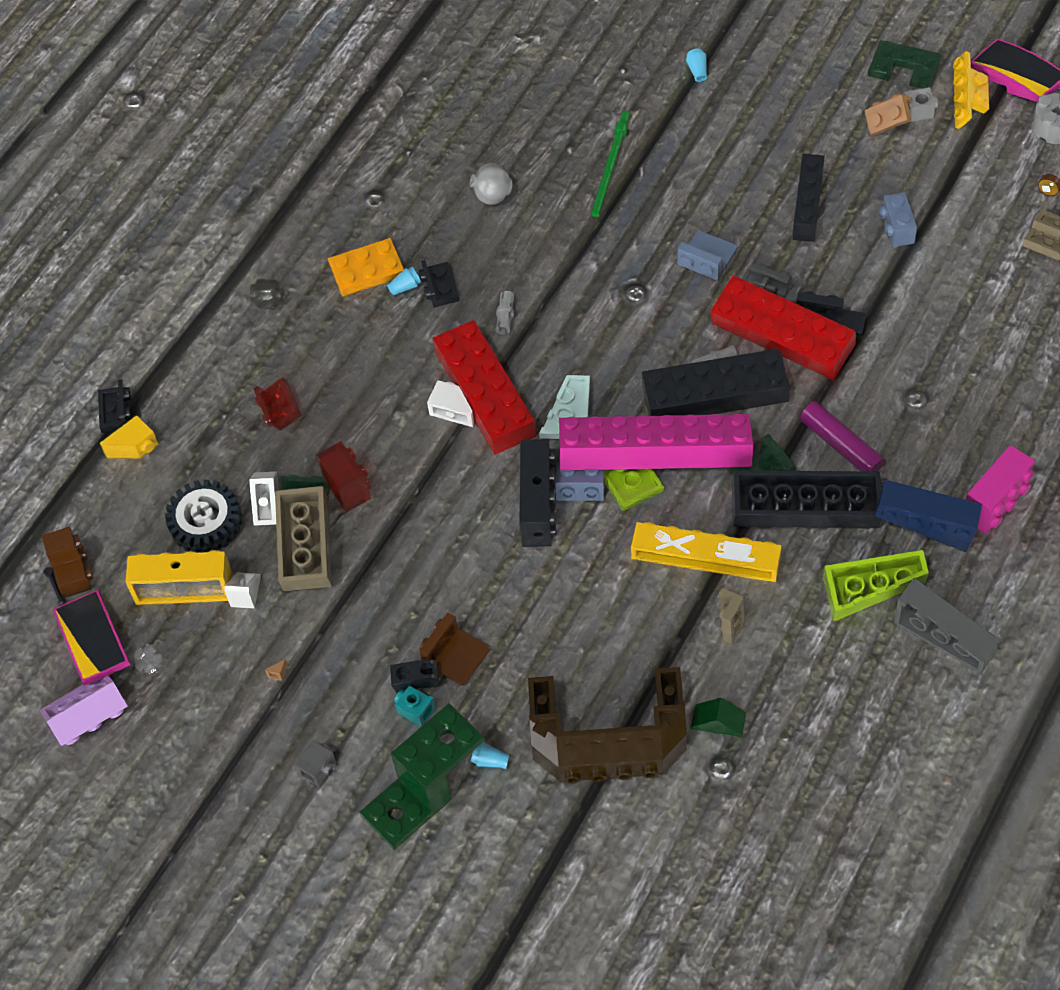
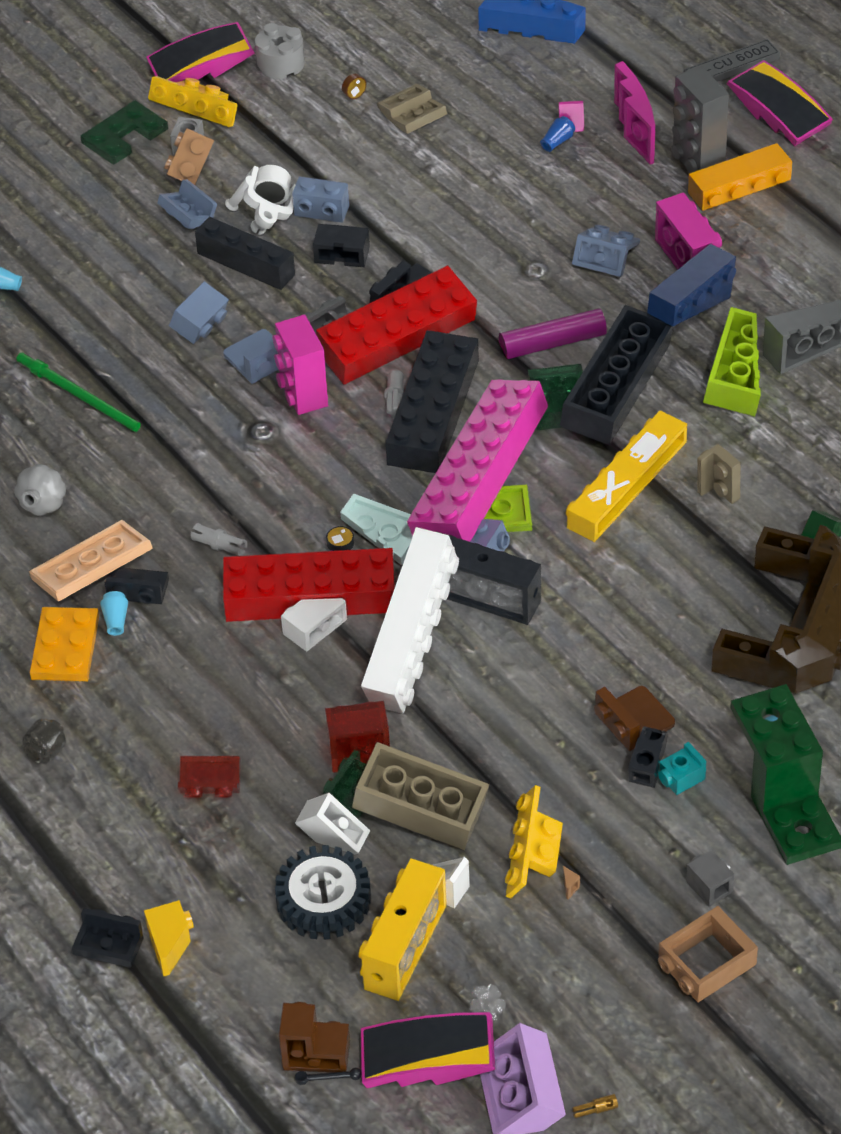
camera: 70 degrees left, 10 degrees down
(87, 766) = (600, 1105): none -> pearl gold pin
(262, 800) = (730, 937): none -> medium nougat window
(303, 635) = (534, 844): none -> yellow bracket
(446, 245) = (90, 560): none -> light nougat tile
(450, 458) = (410, 620): none -> white brick
(545, 388) = (340, 539): none -> tile
(689, 281) = (300, 365): none -> dark pink brick
(724, 197) = (199, 313): none -> sand blue brick
(839, 140) = (188, 205): none -> sand blue bracket
(857, 252) = (341, 244): none -> black brick
(888, 177) = (265, 191): none -> white piece
(965, 433) = (603, 249): none -> sand blue bracket

